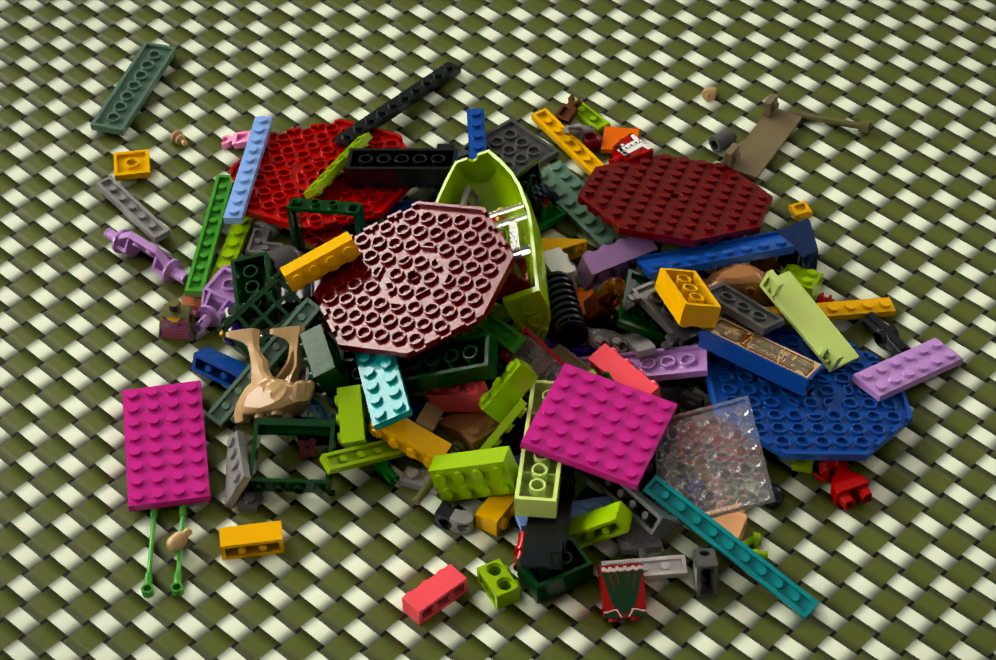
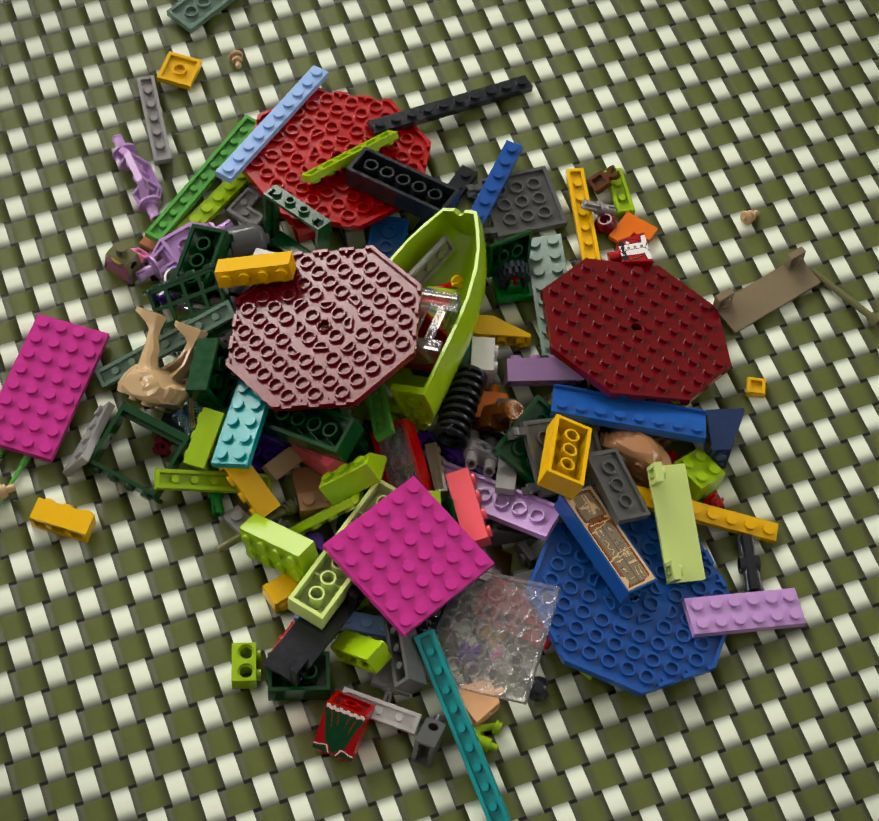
camera: 20 degrees right, 15 degrees up
(217, 366) = (129, 324): blue brick -> none
(238, 141) = (284, 83): bright pink plate -> none
(250, 502) = (85, 478): dark grey plate -> none
(434, 594) = (184, 649): coral brick -> none
(454, 519) = (247, 583): leg -> none
(722, 140) = (728, 276): dark grey brick -> none
(845, 484) = (611, 710): red hips -> none

